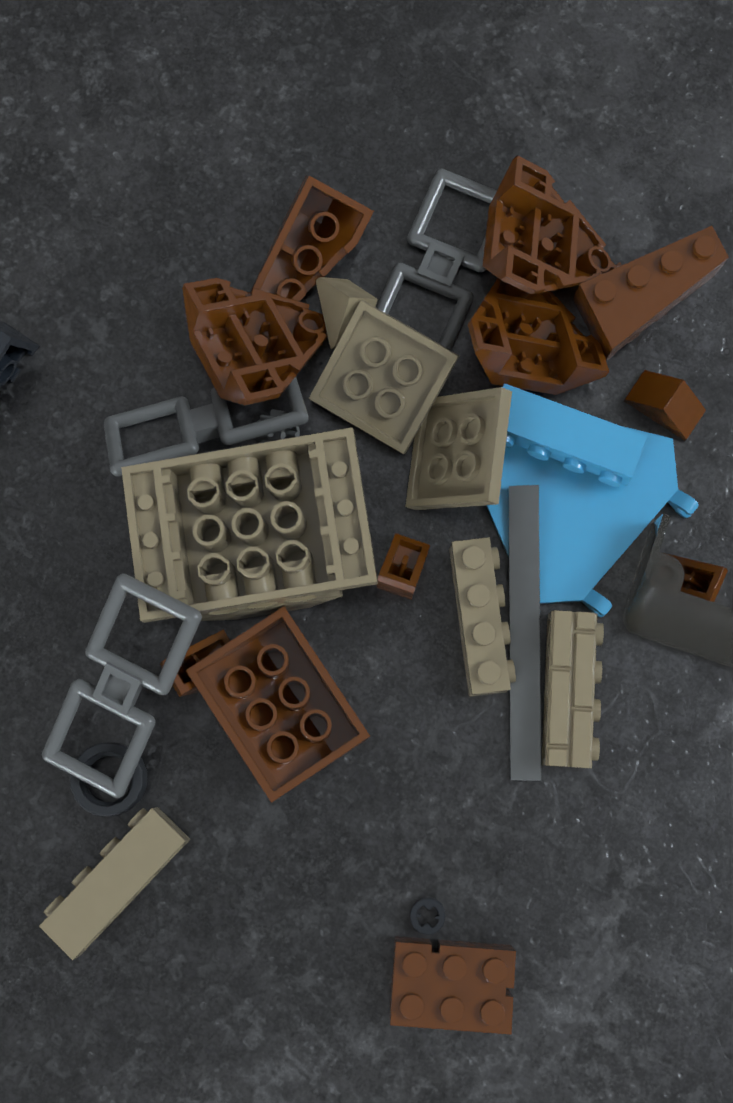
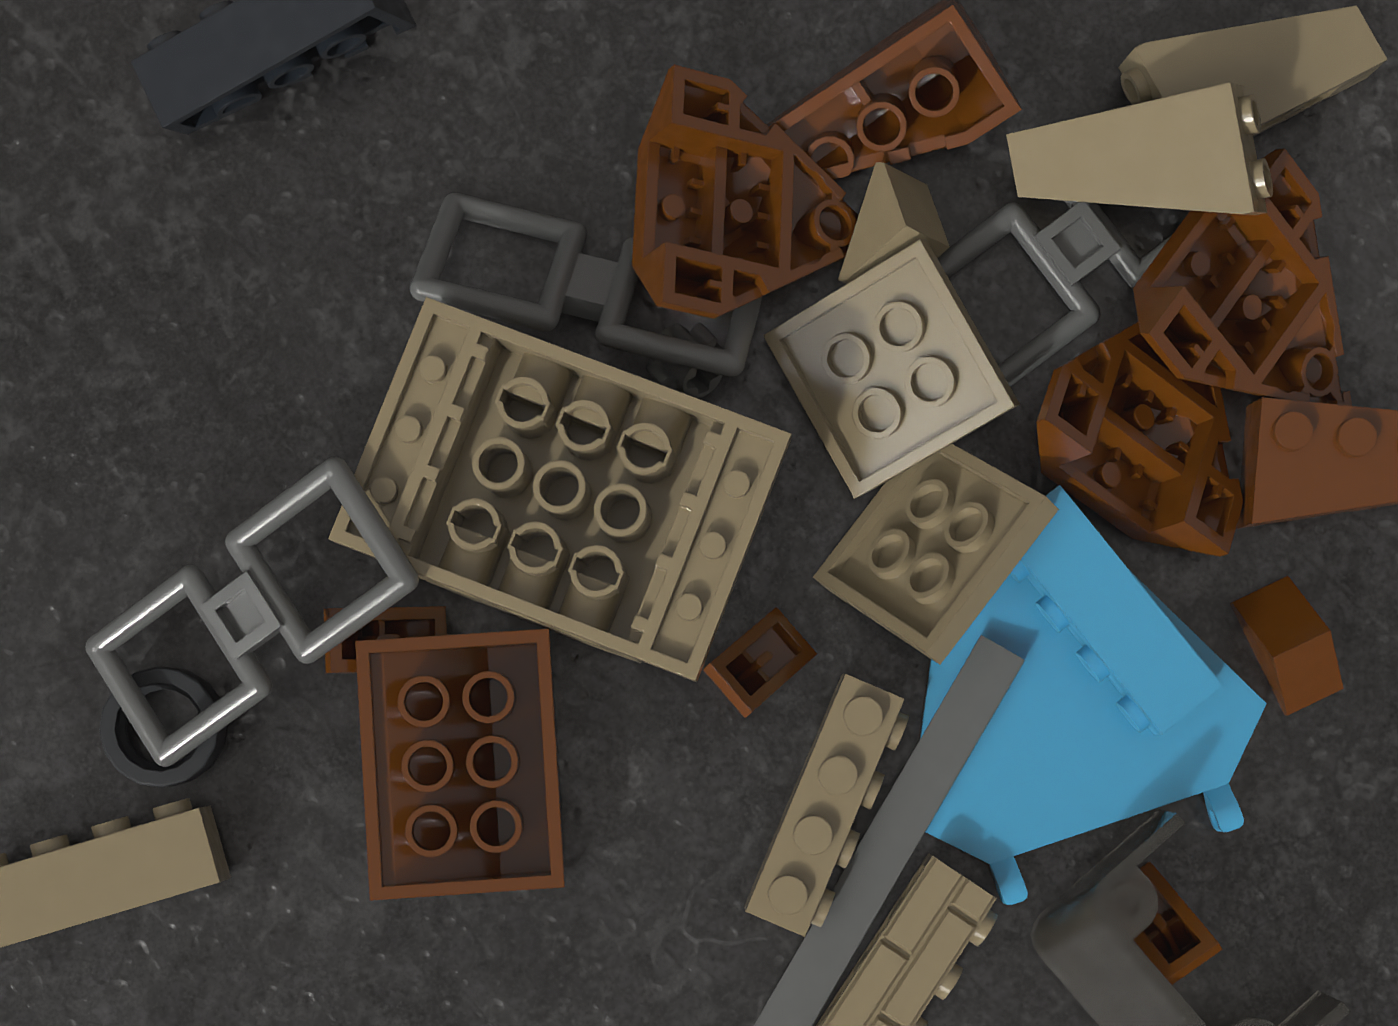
camera: 30 degrees right, 5 degrees up
(454, 192) = (1157, 154): none -> dark tan slope
(475, 138) = (1279, 61): none -> dark tan slope

